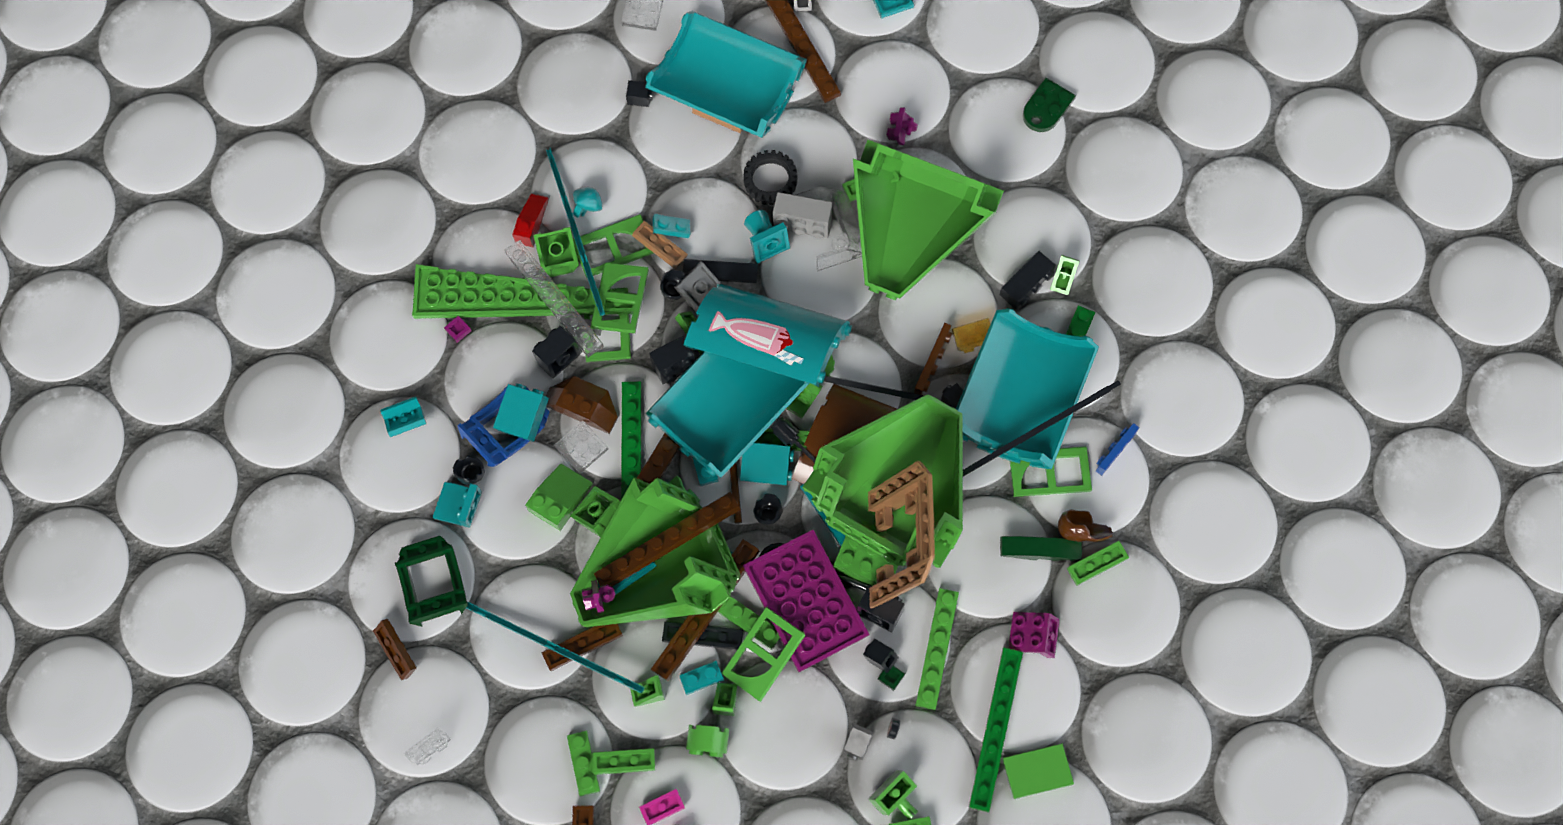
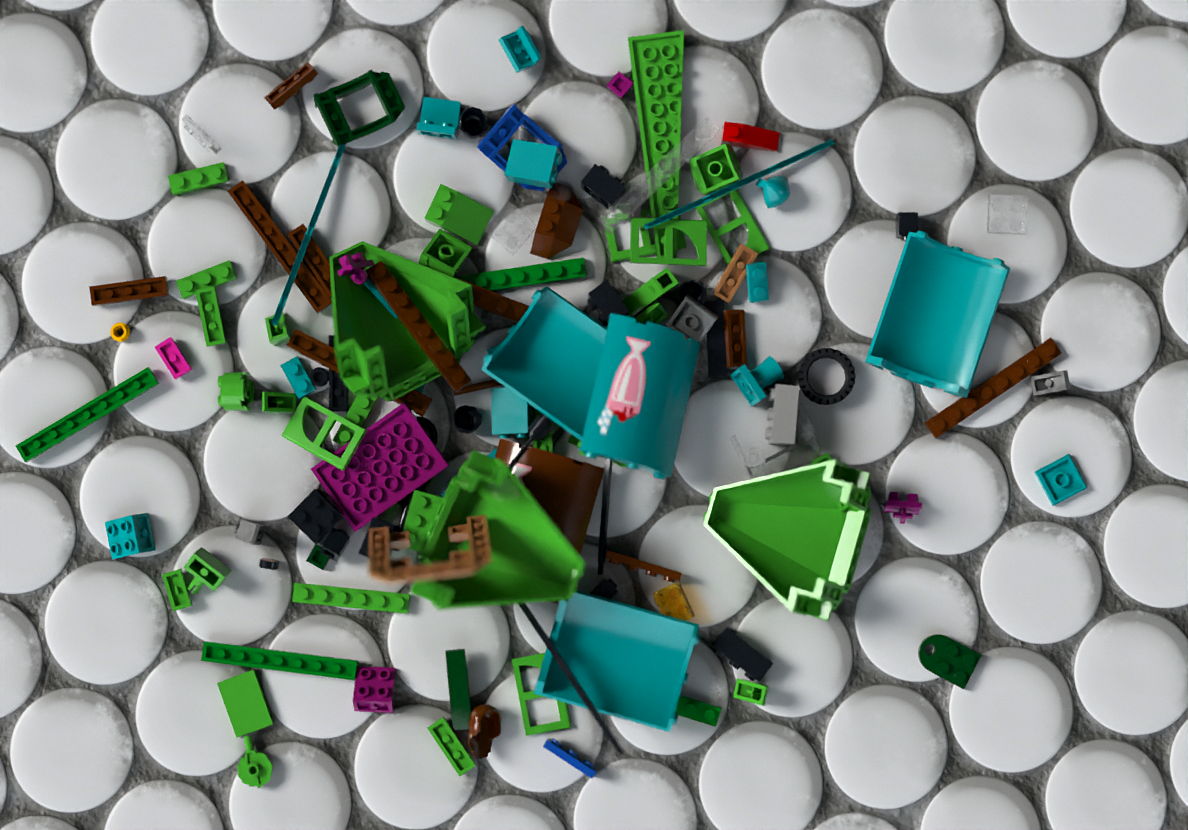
camera: 80 degrees right, 15 degrees up
(474, 760) = (198, 178): none -> bright green plate
(559, 681) = (279, 245): none -> reddish brown plate
(663, 317) = (650, 292): none -> bright green slope
(703, 655) = (319, 377): none -> black tile
(722, 252) = (735, 338): none -> reddish brown plate
(849, 672) = (315, 516): none -> black brick
(1106, 767) = (255, 767): none -> bright green piece

